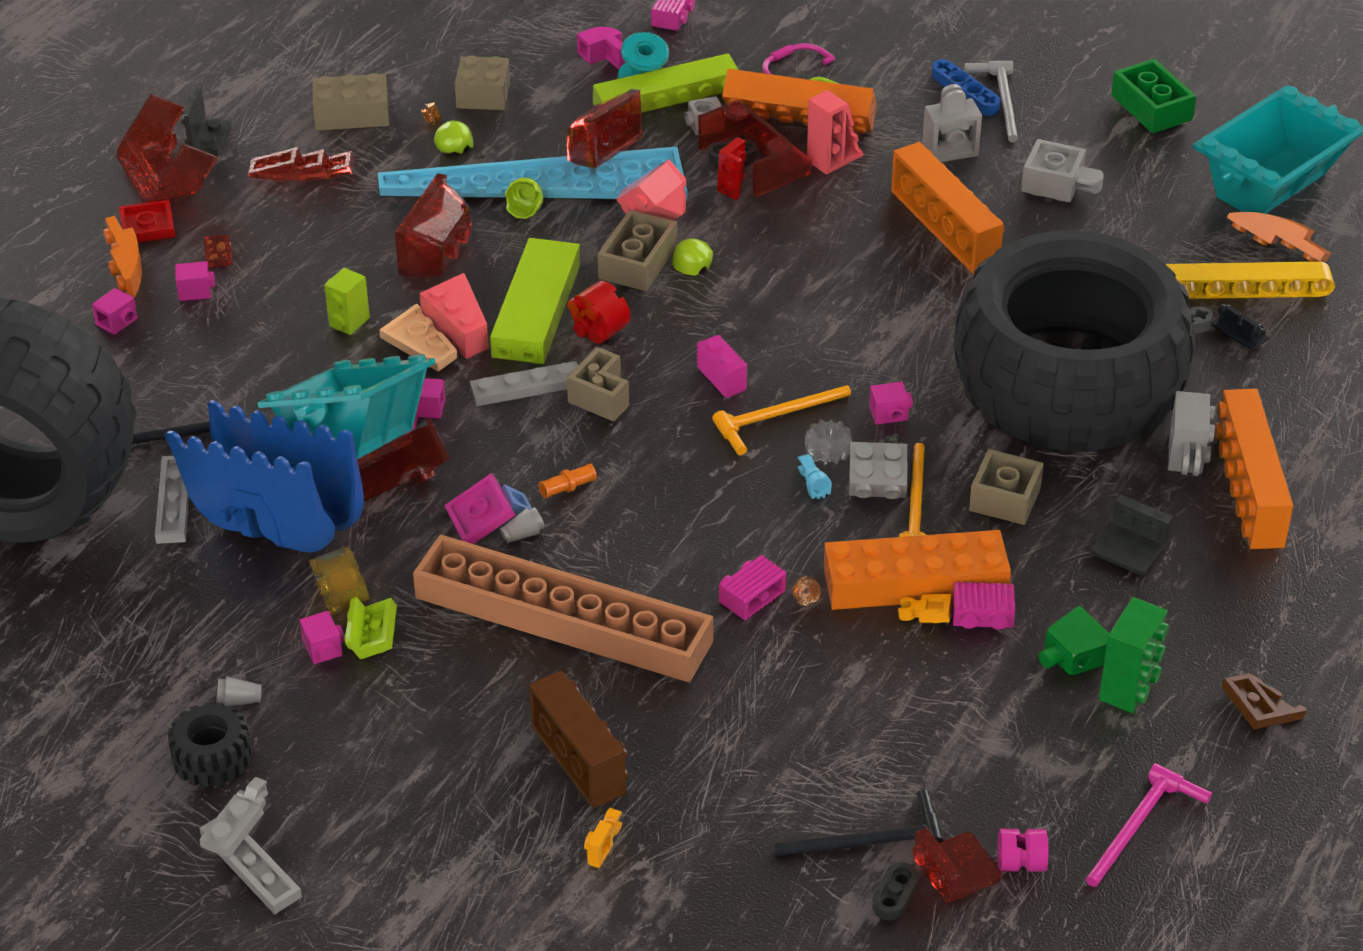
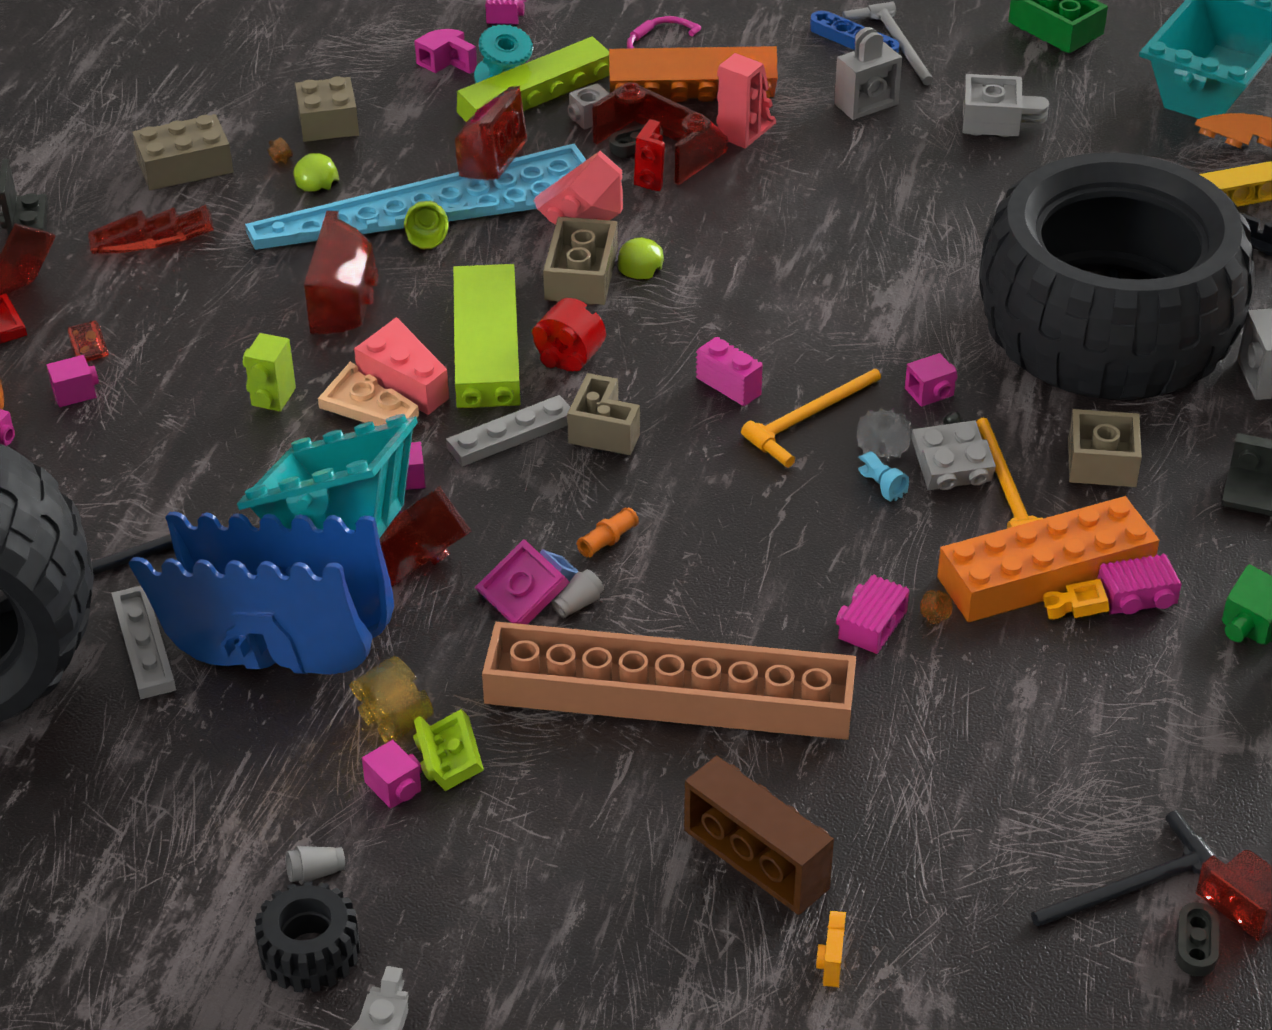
camera: 15 degrees left, 0 degrees up
(945, 205) = (901, 160): orange brick -> none

